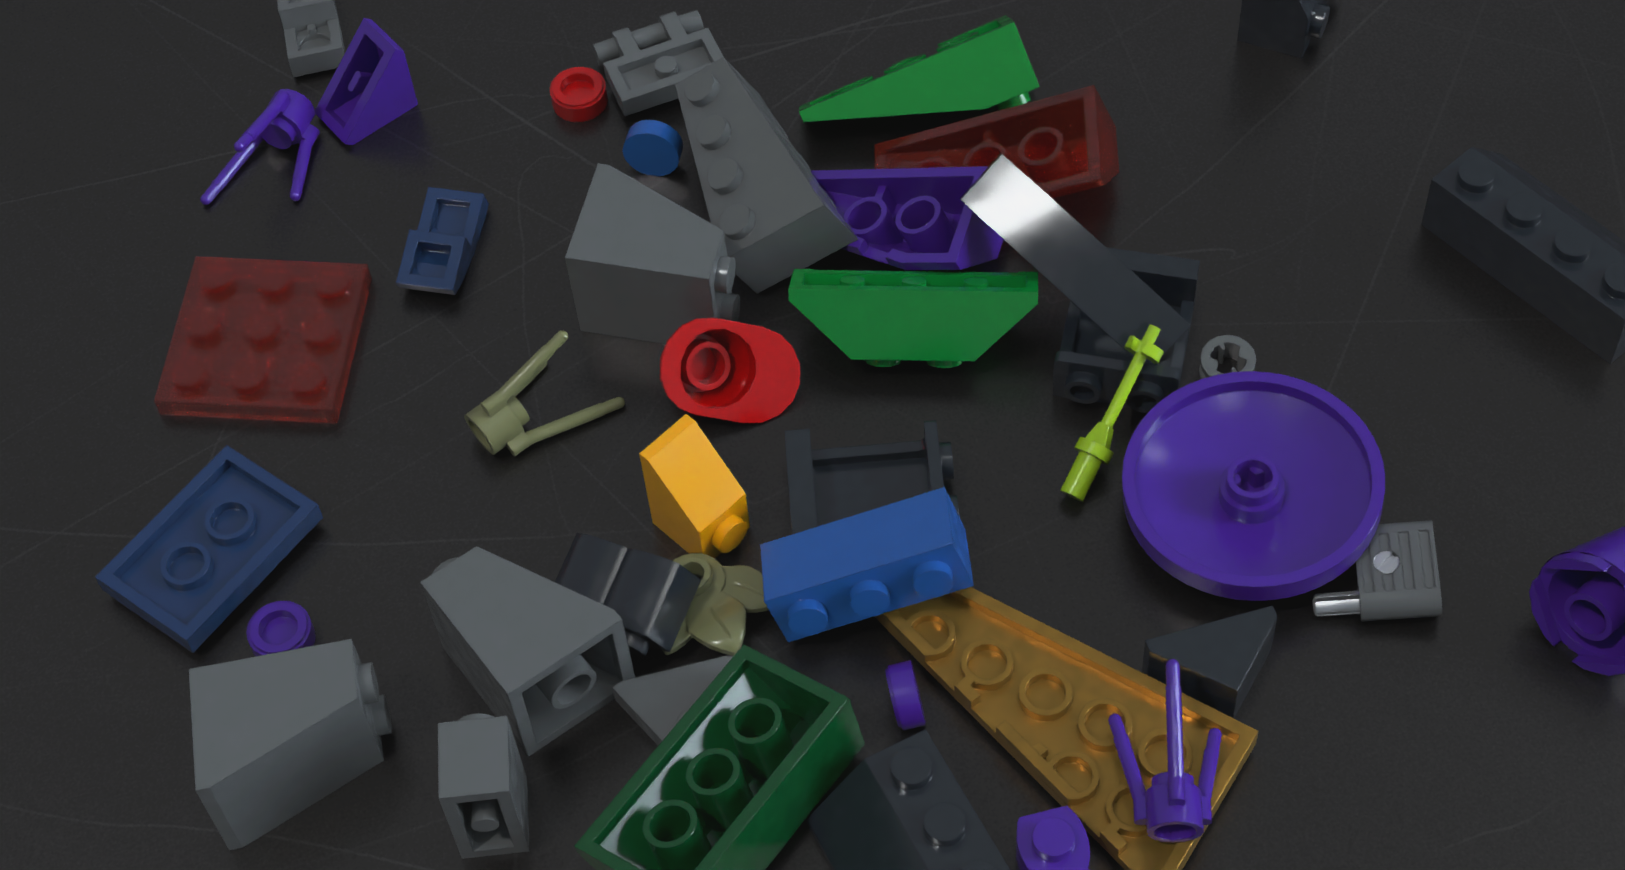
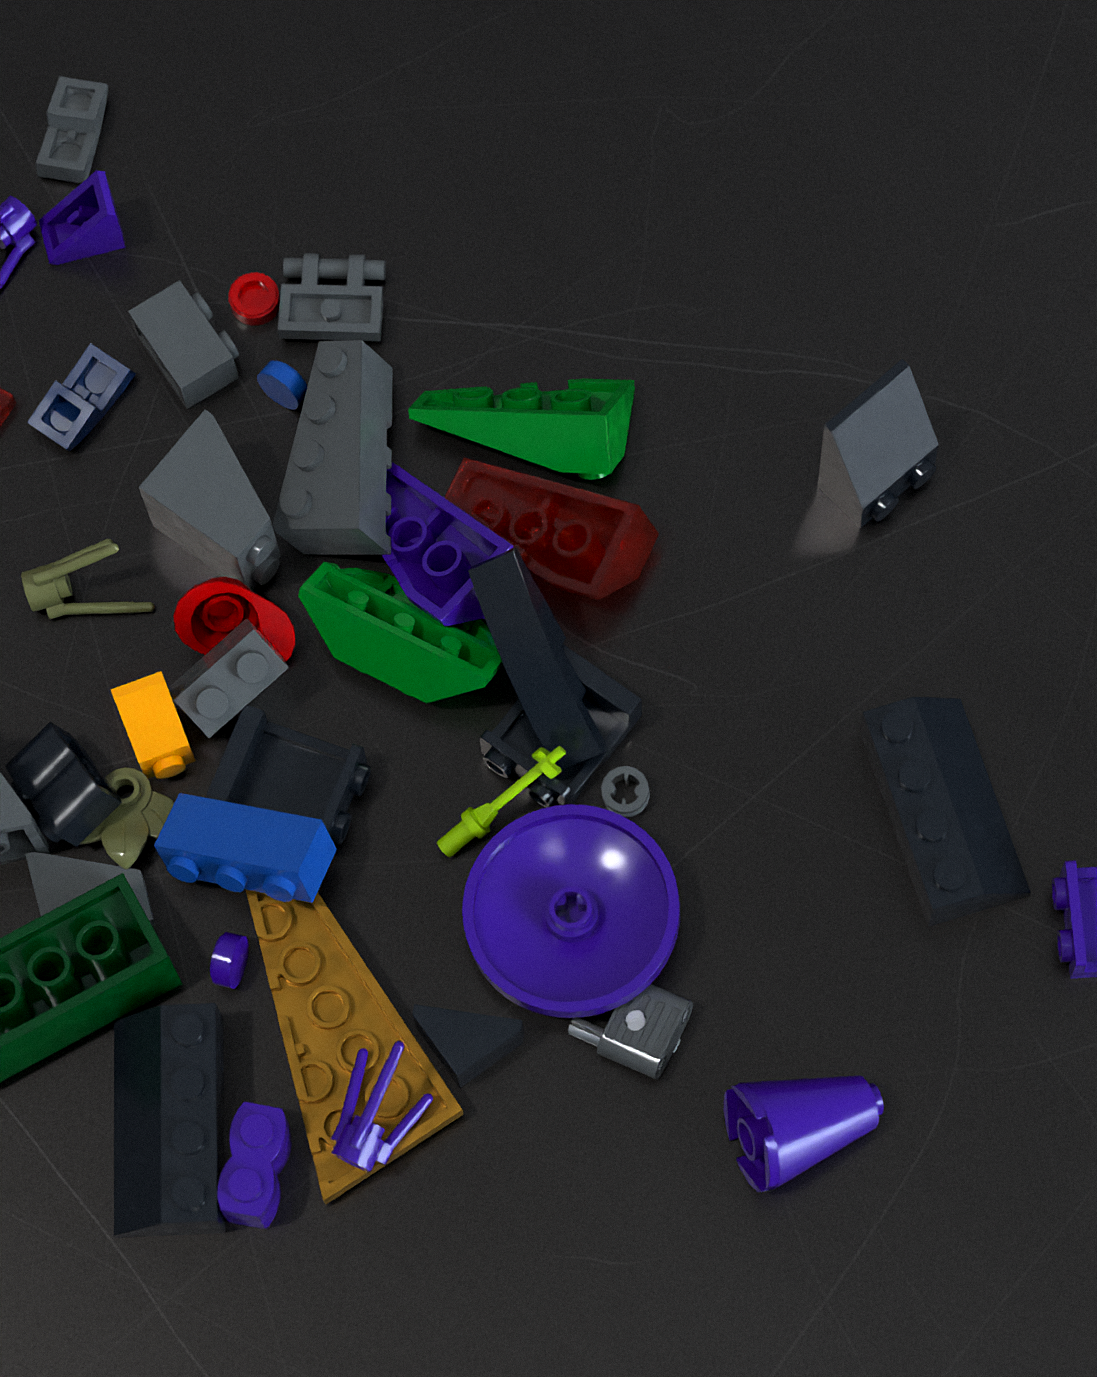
camera: 25 degrees right, 15 degrees up
(529, 151) = (184, 343): none -> dark grey brick
(756, 409) = (228, 678): none -> dark grey brick

